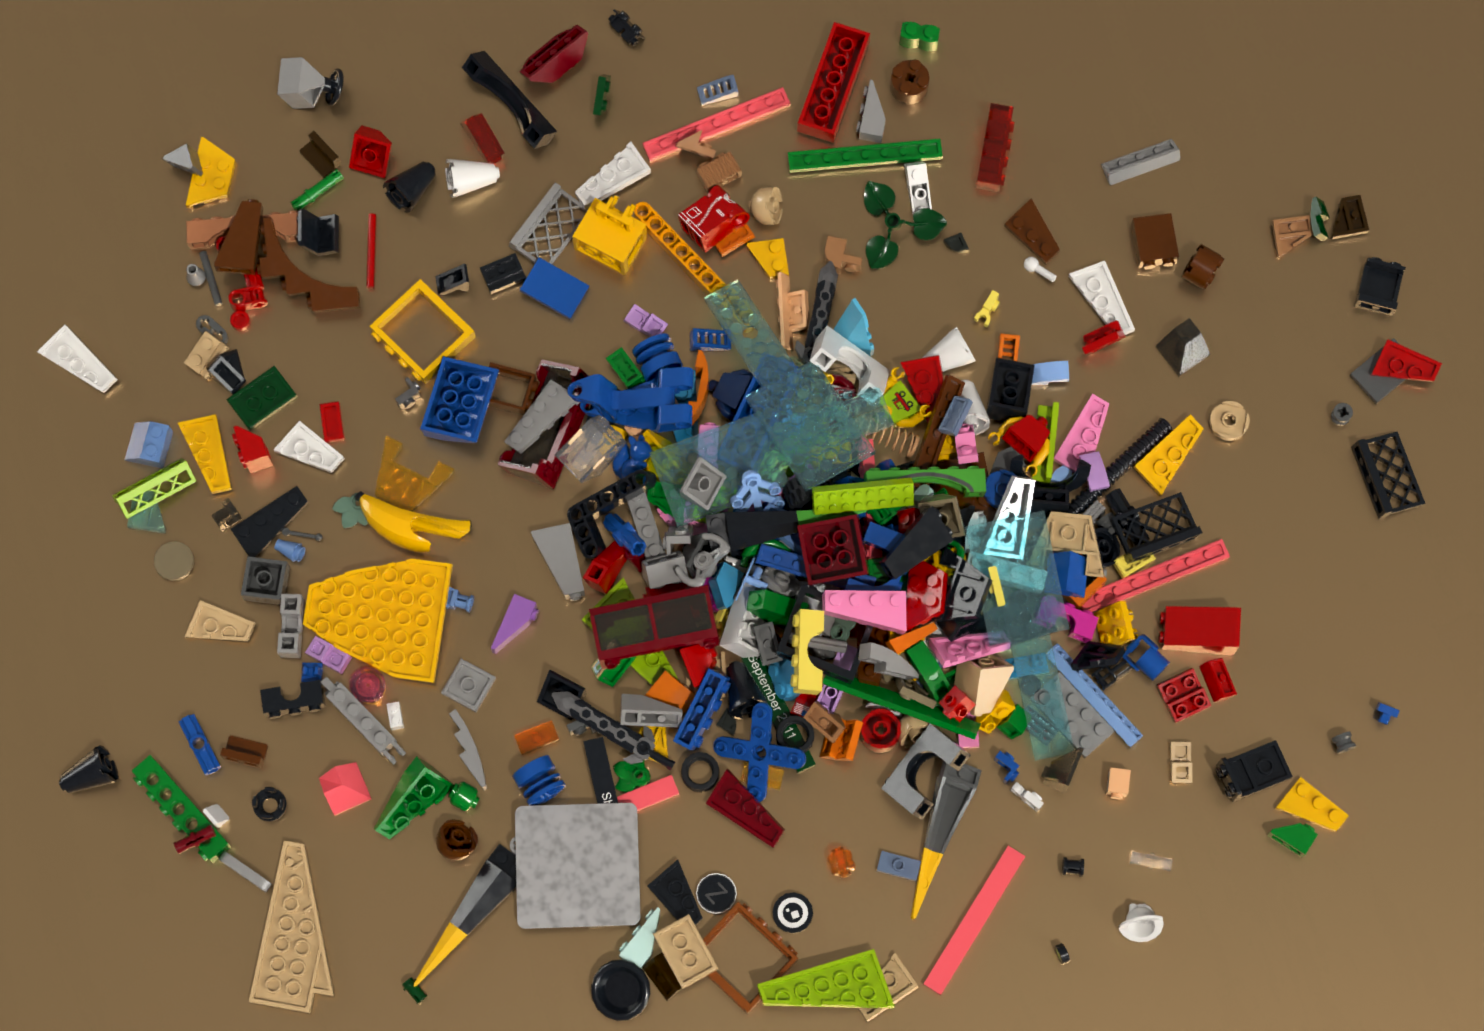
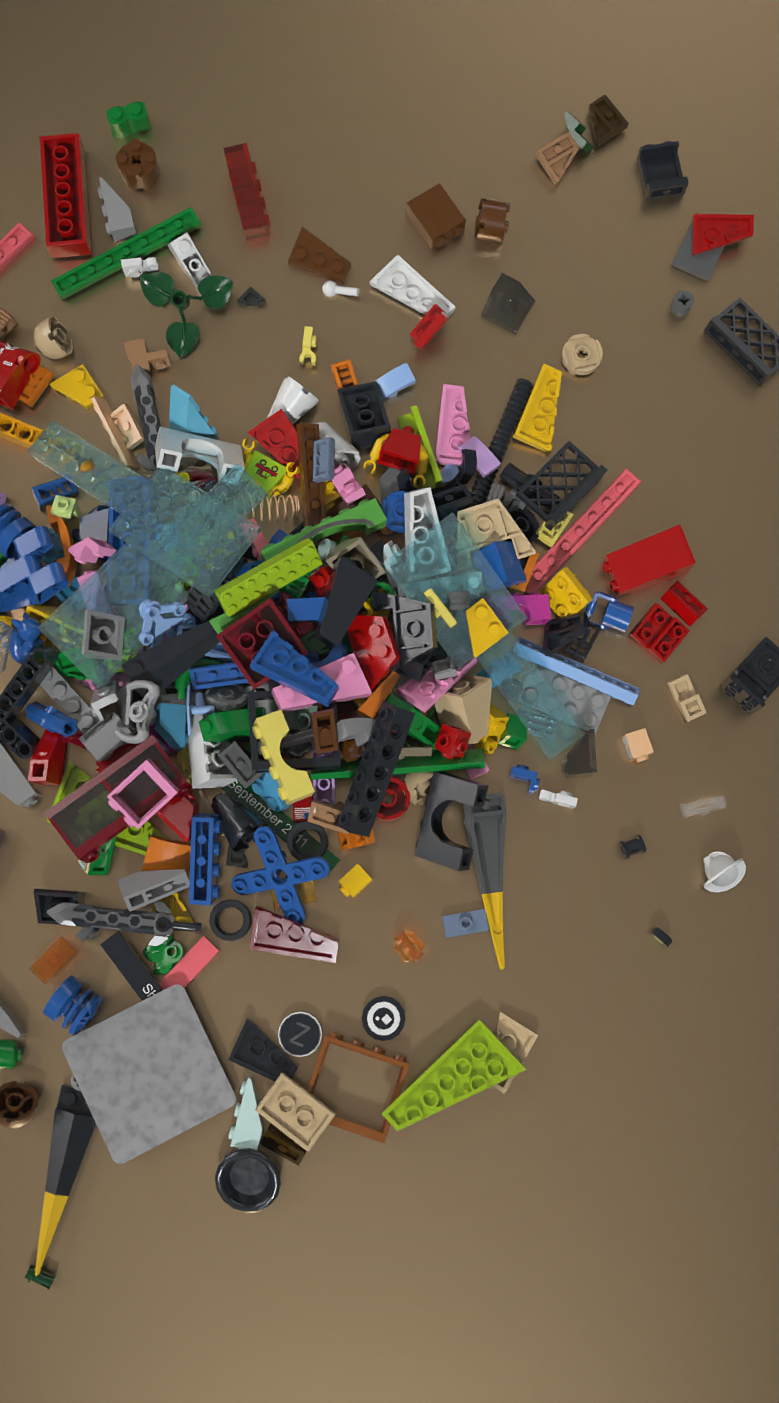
camera: 25 degrees left, 5 degrees up
(699, 626) = (159, 777): none -> bright pink window
(714, 358) = (65, 507): none -> yellowish green bracket
(721, 405) = (90, 549): none -> bright pink slope
(820, 787) = (354, 881): none -> yellow brick
(844, 576) = (286, 666): none -> blue wing
(852, 645) = (324, 731): none -> reddish brown slope
(868, 172) = (136, 266): none -> white plate
(880, 697) = (375, 769): none -> black brick
(974, 920) = (561, 944): coral tile -> none
(977, 640) = (444, 669): none -> light grey tile
(1015, 586) = (458, 600): none -> dark grey wheel
(1027, 619) = (483, 627): none -> yellow wing
(1141, 161) = (389, 150): light grey slope -> none

